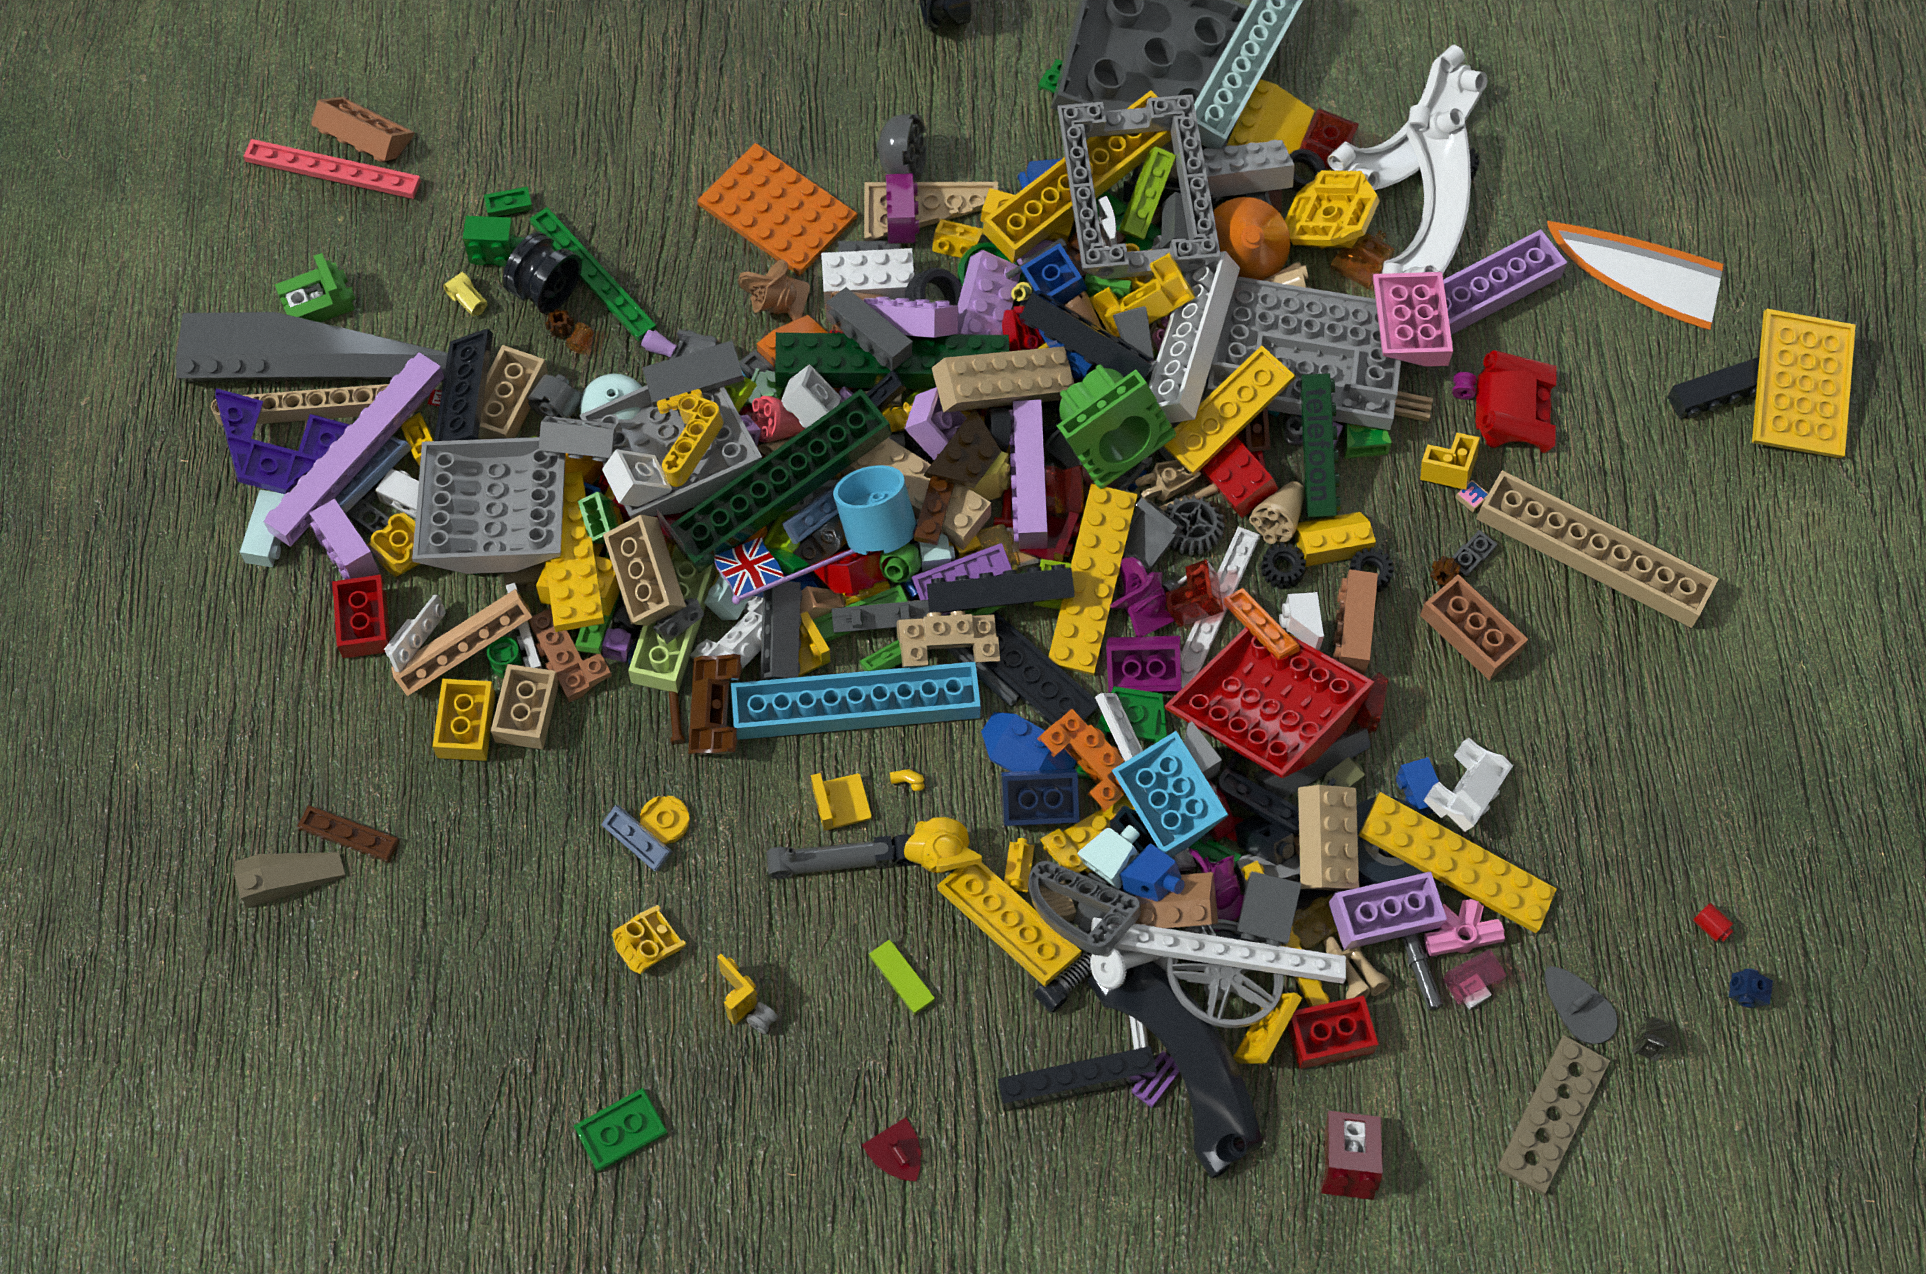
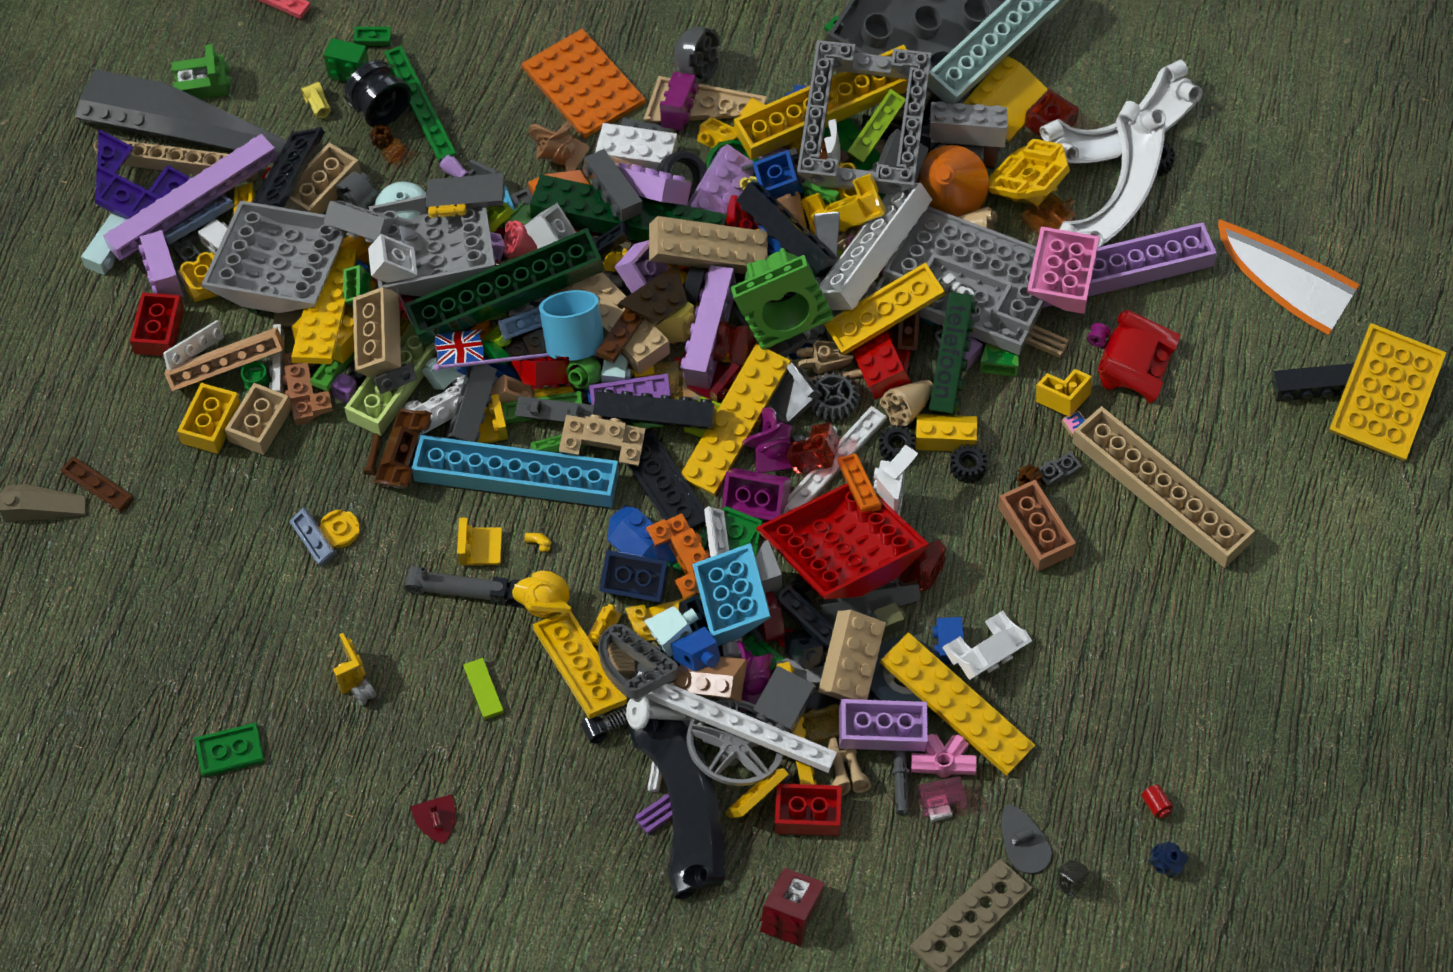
camera: 20 degrees right, 5 degrees down
(646, 940) = (294, 613): yellow slope -> none
(702, 427) = (455, 233): yellow beam -> none
(987, 676) = (628, 477): dark grey axle -> none
(1076, 1078) = (592, 795): black brick -> none
(1300, 366) = (949, 281): none -> white piece
(1309, 158) = (1020, 124): black tyre -> none
(1311, 591) = (900, 462): none -> white sticker
(1355, 620) = (938, 498): nougat brick -> none

